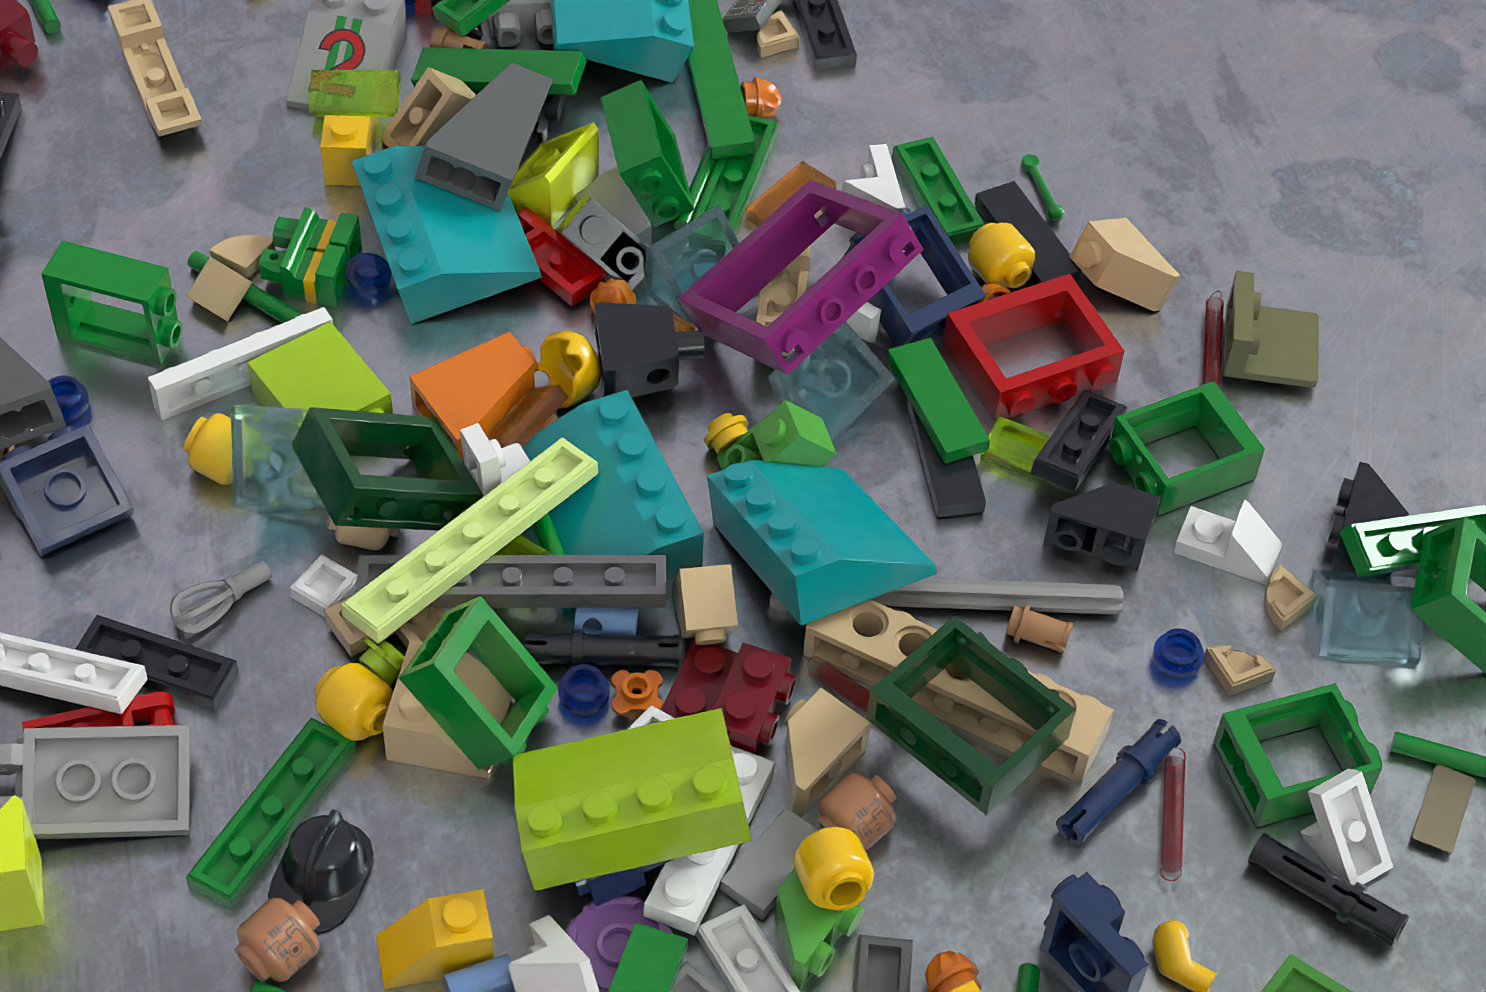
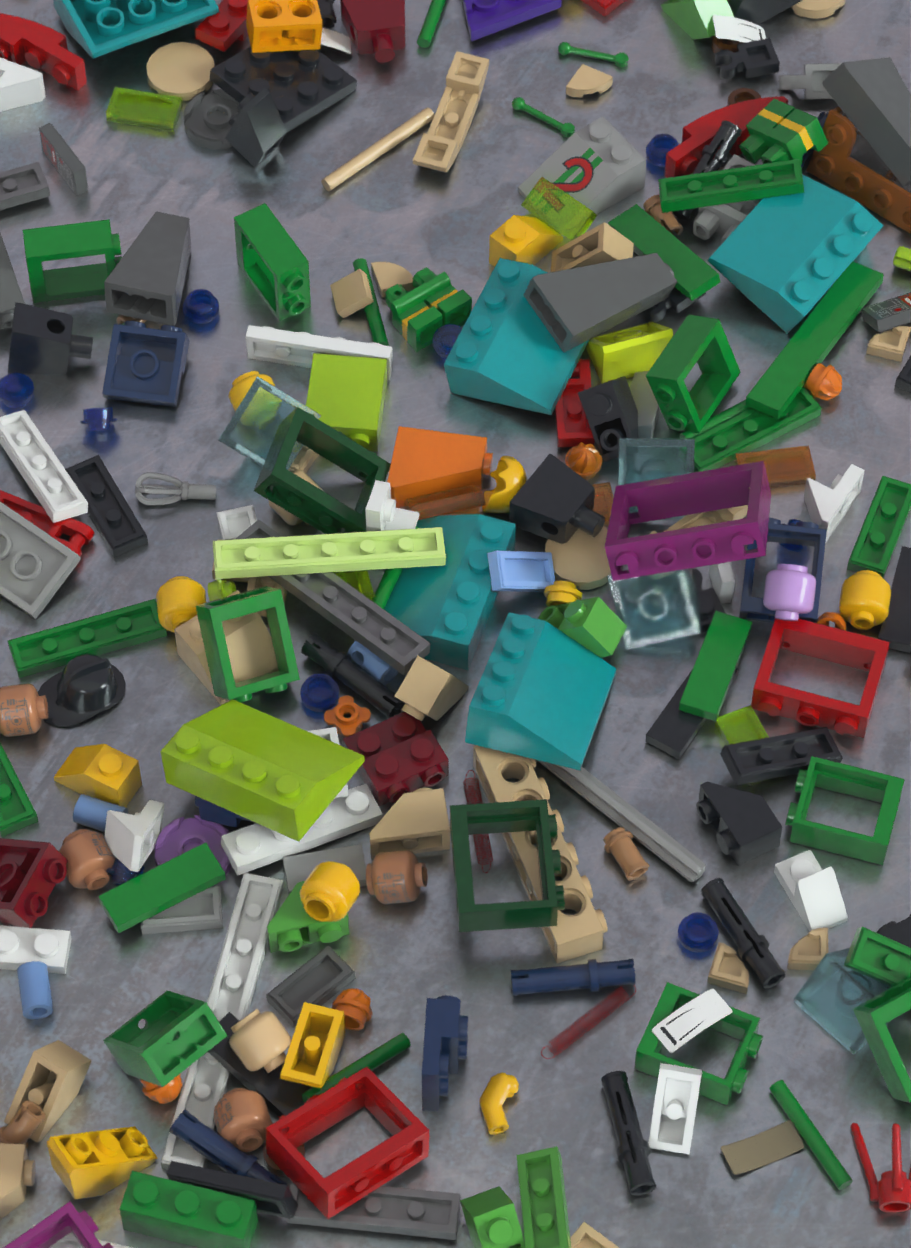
camera: 45 degrees right, 5 degrees up
(61, 577) = (98, 418): none -> clear blue plate
(104, 146) = (377, 149): none -> tan bar
(279, 25) = (567, 129): none -> green hinge
(673, 432) = (520, 571): none -> light blue tile
(705, 390) = (581, 559): none -> tan tile
(951, 280) = (789, 591): none -> lavender head
(1218, 623) = (751, 945): none -> black pin
(1284, 732) = (691, 1020): none -> white sticker

